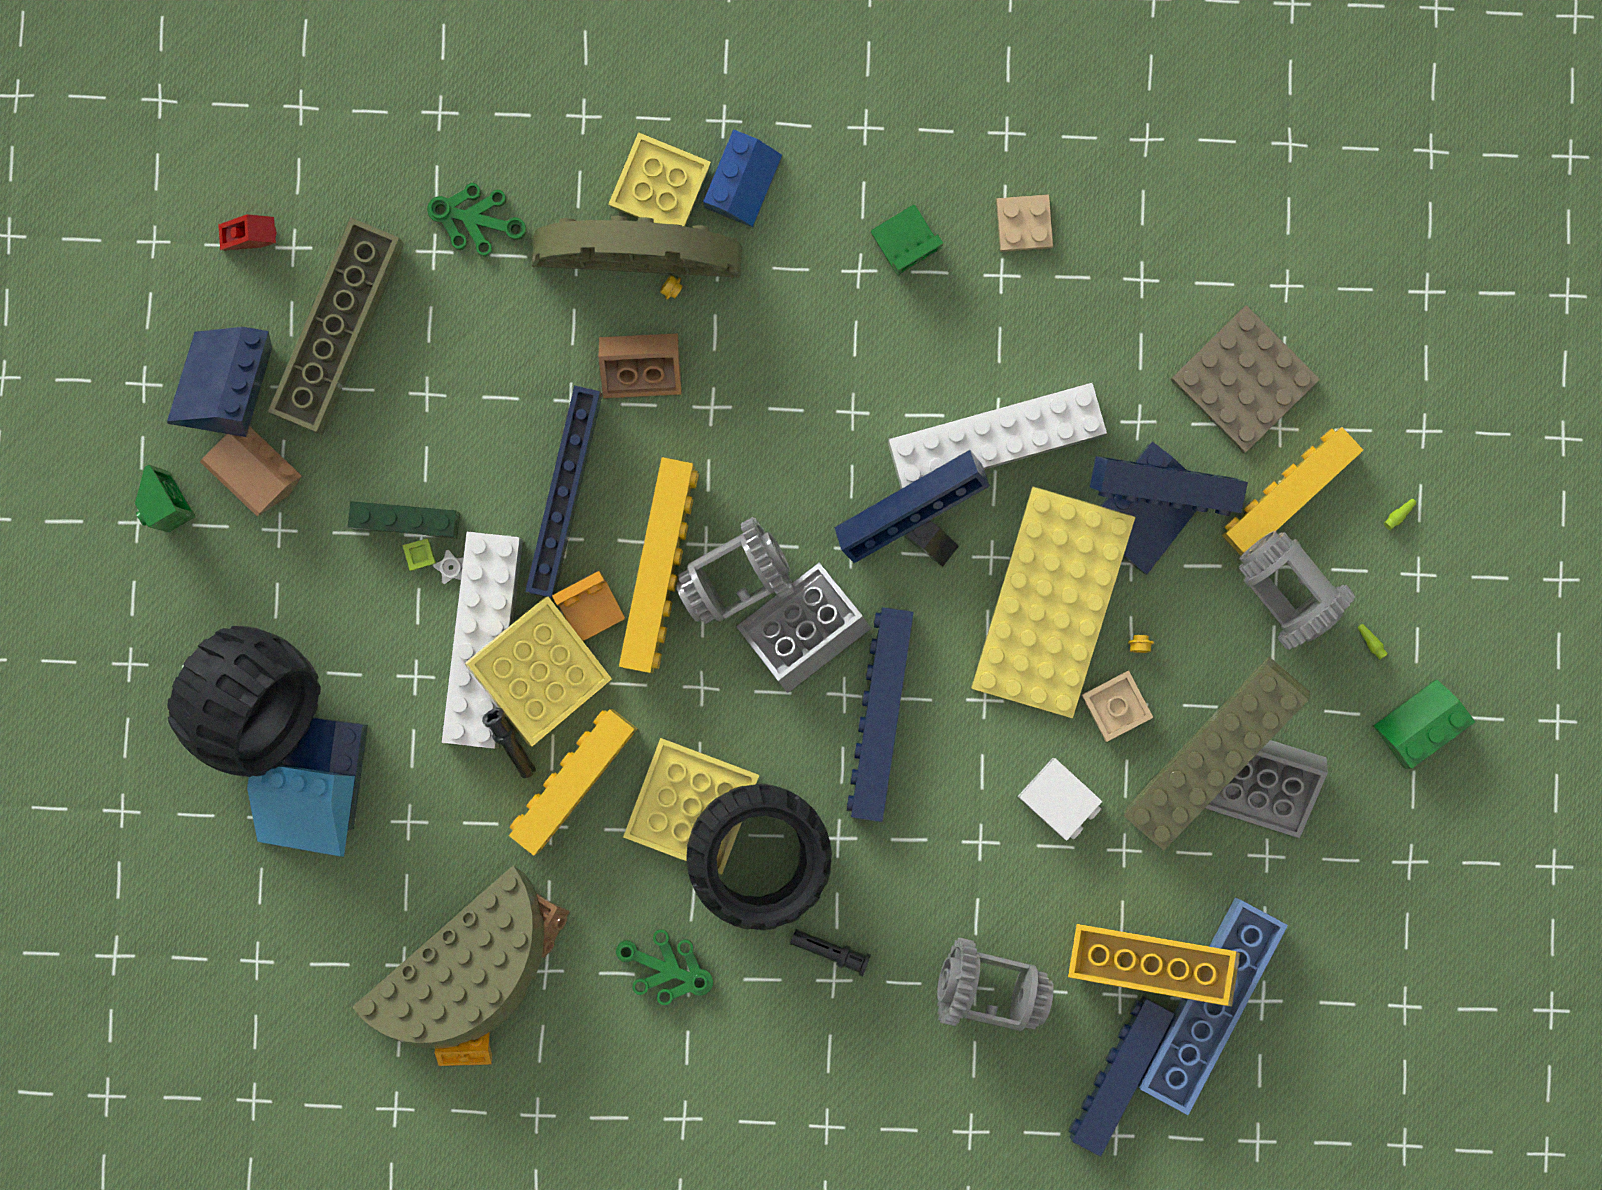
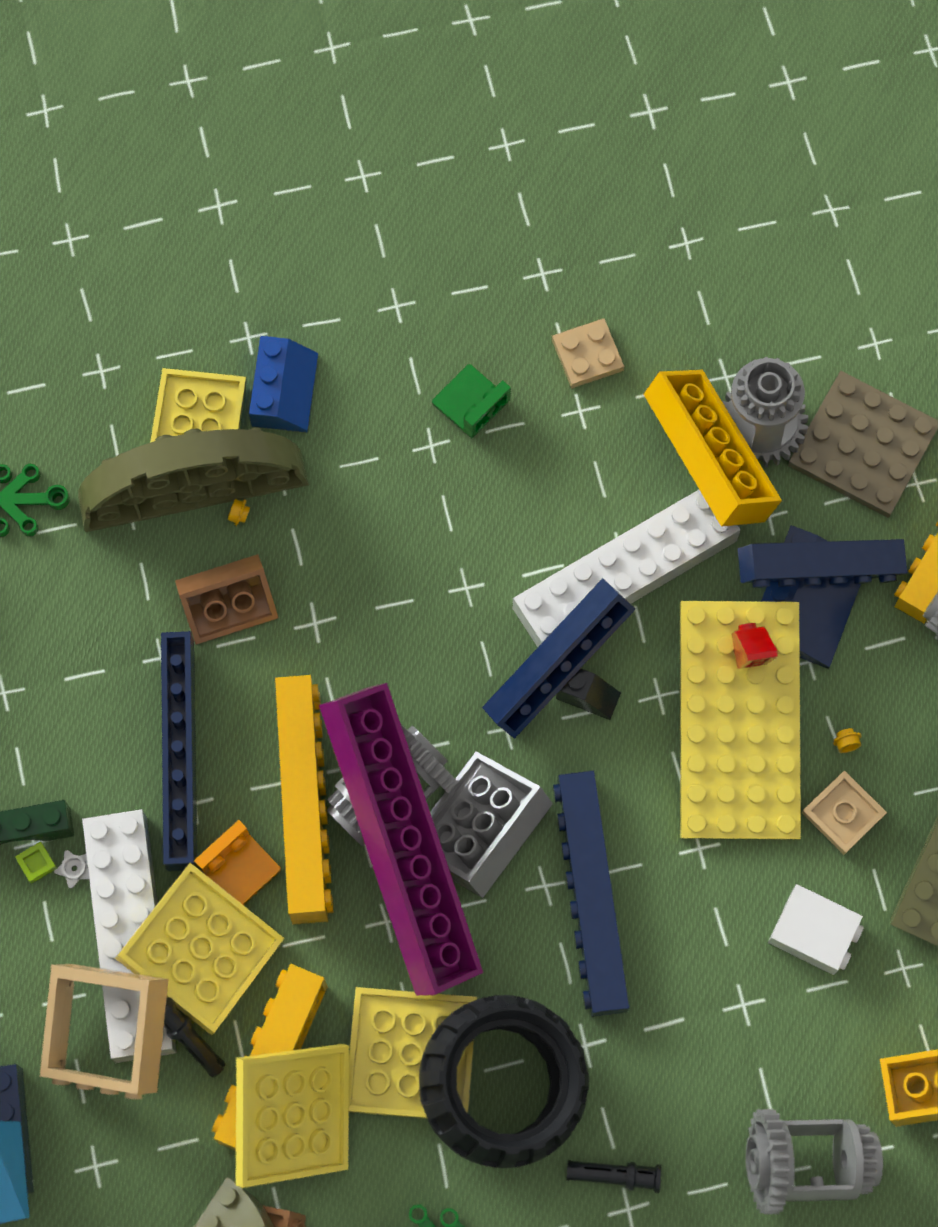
camera: 15 degrees left, 15 degrees down
(478, 732) = (148, 1033): none -> tan window
(578, 833) = (292, 1114): none -> light yellow plate
(730, 630) = (401, 840): none -> magenta brick
(1080, 551) = (753, 646): none -> red slope
(1104, 351) = (712, 447): none -> yellow brick
(1161, 332) = (769, 408): none -> light grey piece

